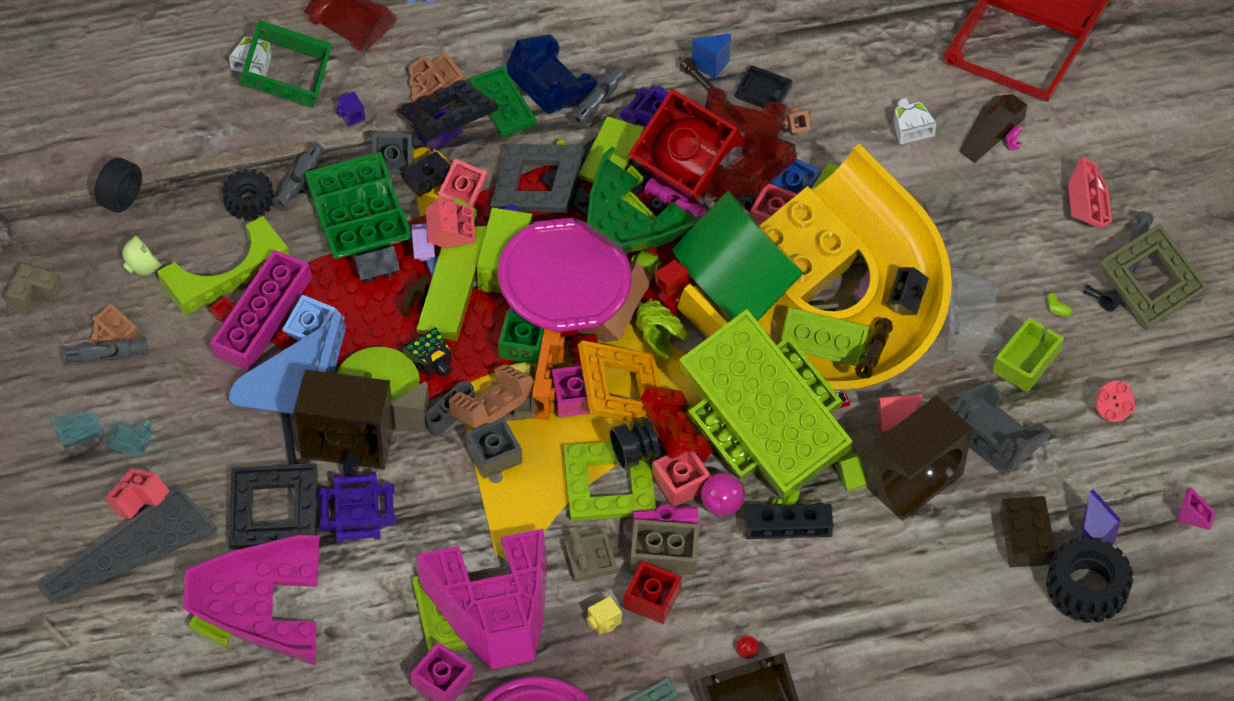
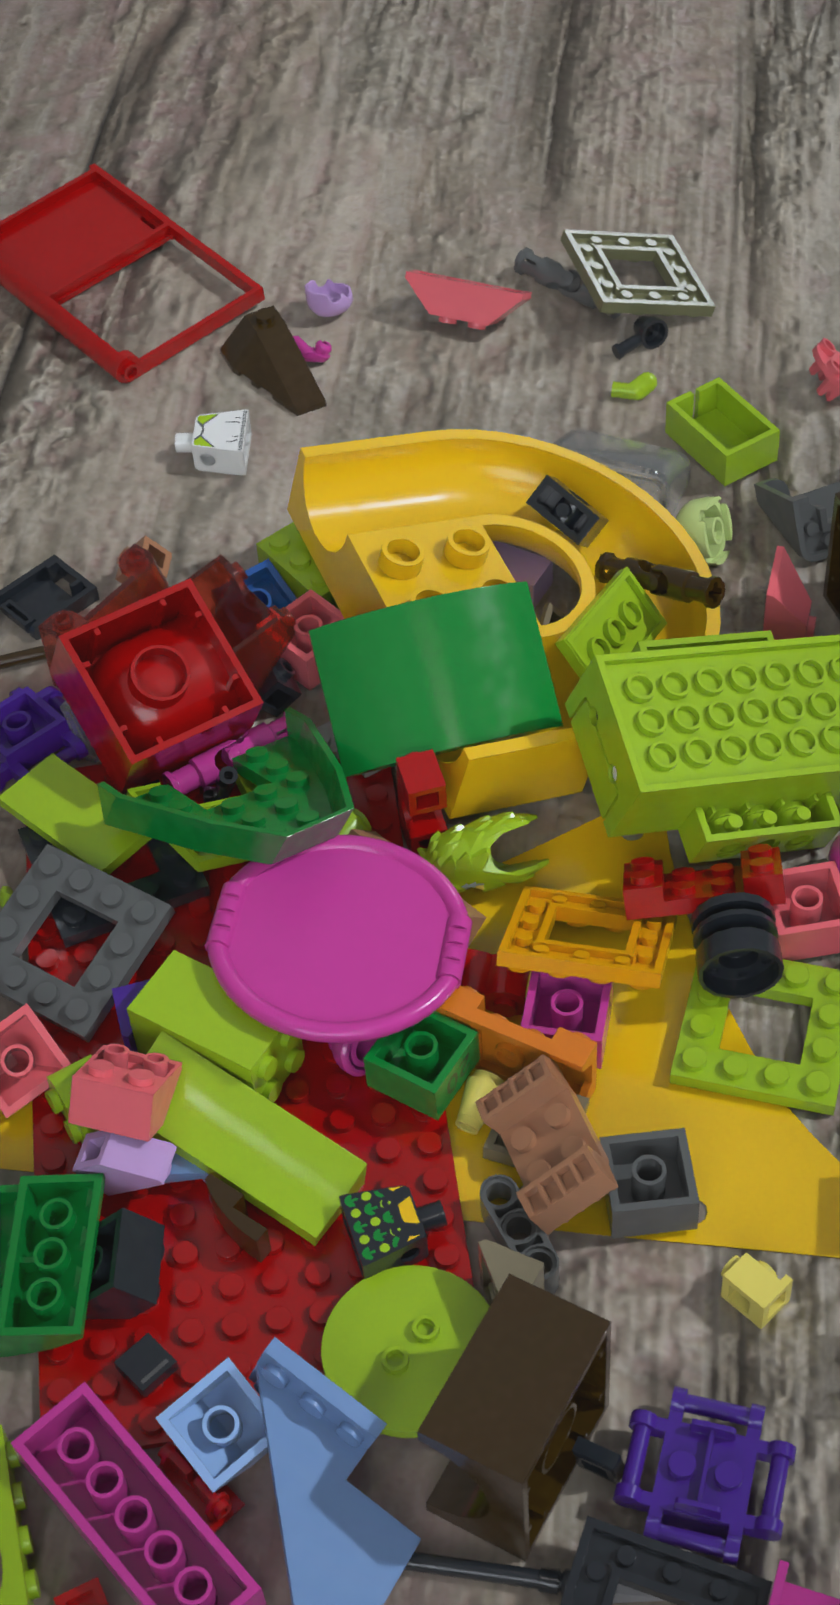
camera: 65 degrees left, 5 degrees down
(335, 290) = (146, 1365): none -> black tile
(457, 506) = (754, 1288): none -> light yellow brick
(940, 368) = (708, 526): none -> yellowish green cylinder
(1059, 130) = (328, 299): none -> lavender hair

